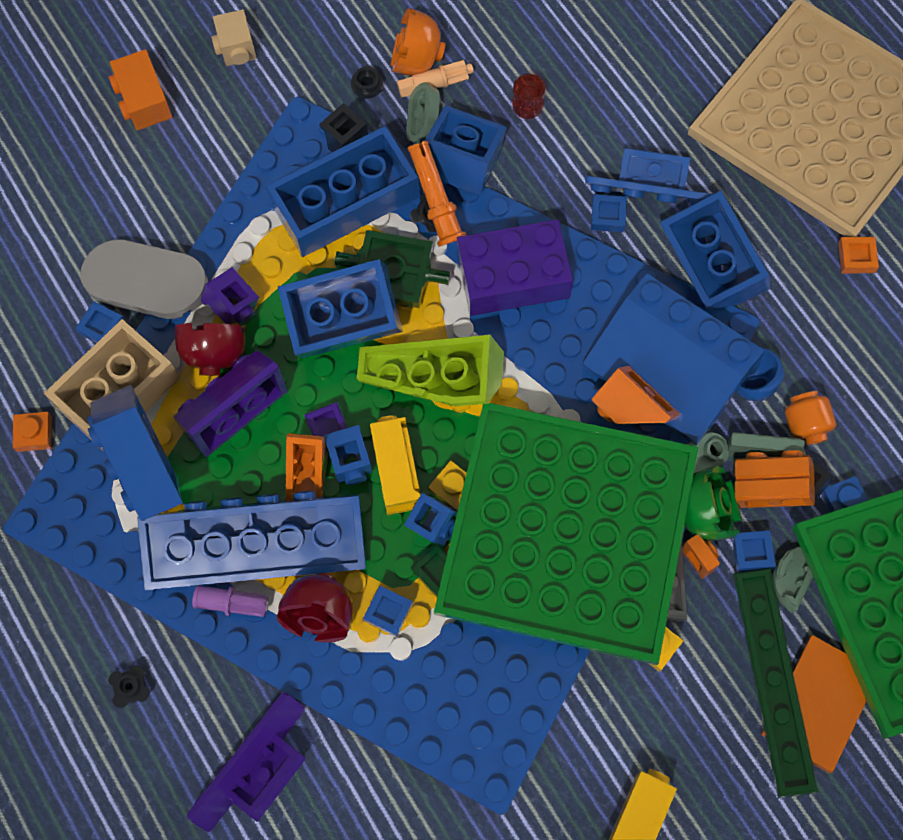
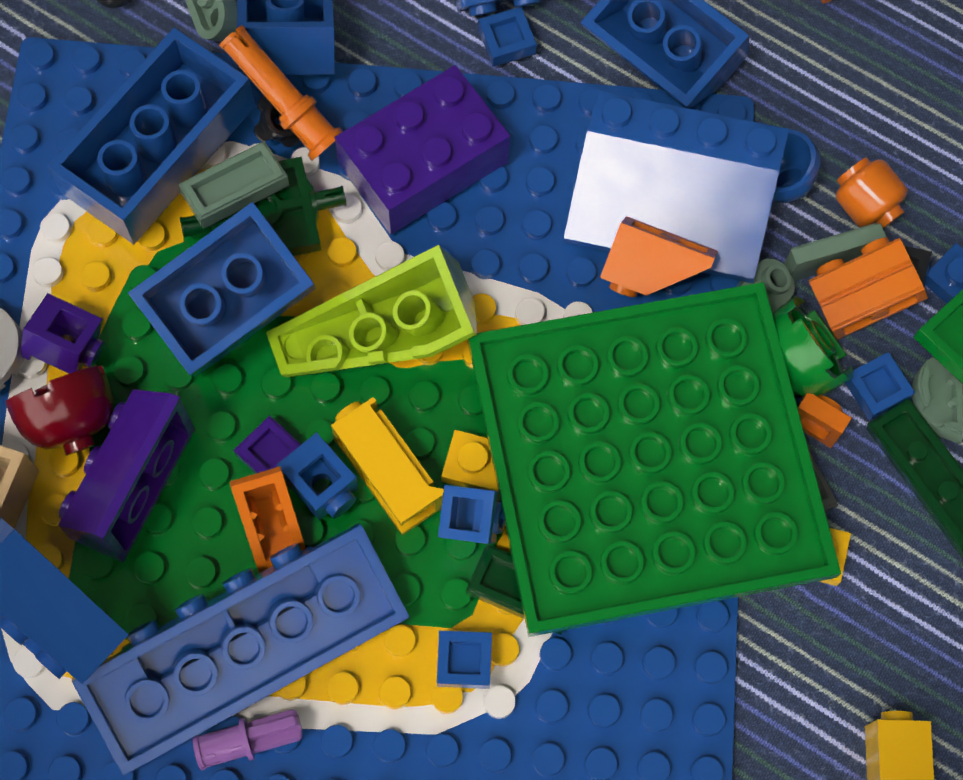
camera: 30 degrees left, 0 degrees up
(317, 607) = (371, 694): dark red cylinder -> none
(343, 128) = (116, 53): black brick -> none
(380, 242) = (233, 184): none -> sand green tile

